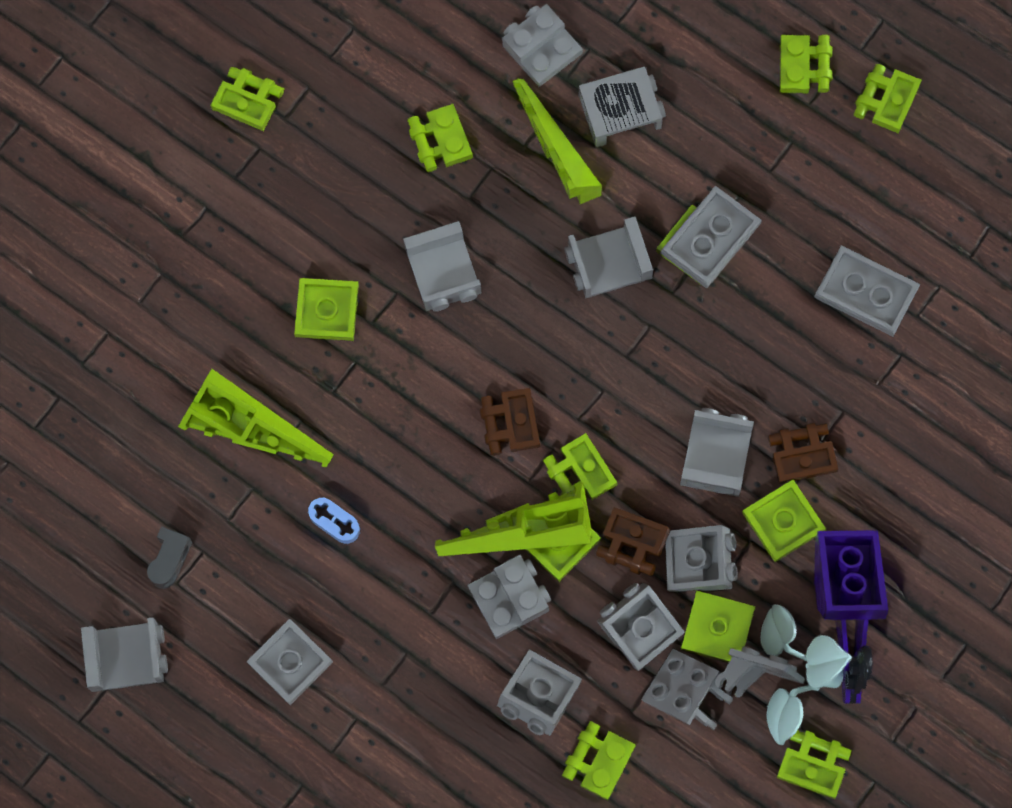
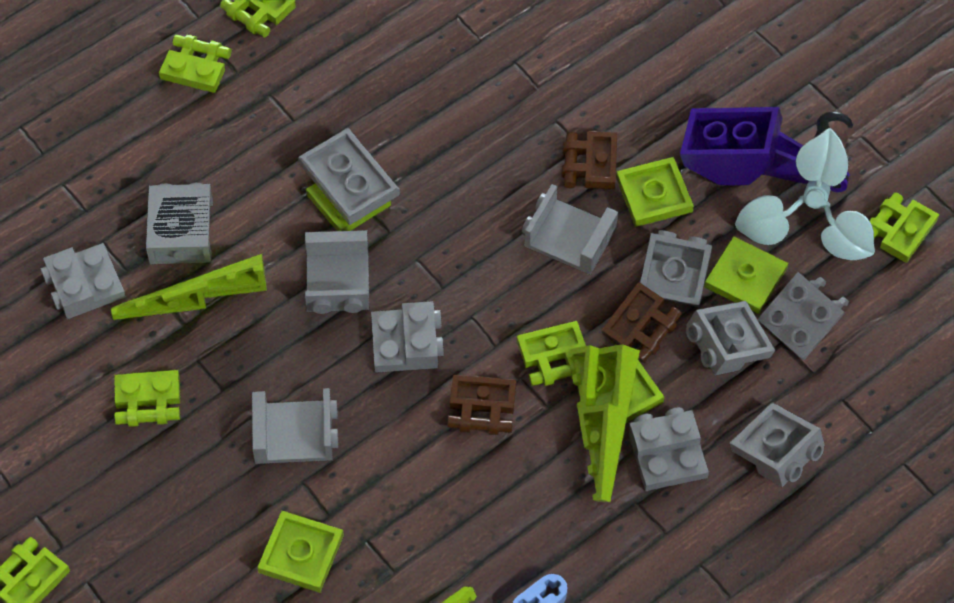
camera: 80 degrees left, 15 degrees down
(561, 338) = (407, 338): none -> light grey plate
(607, 765) = (862, 404): lime plate -> none
(749, 665) = (795, 244): light grey plate -> none
(867, 291) = (443, 71): light grey tile -> none

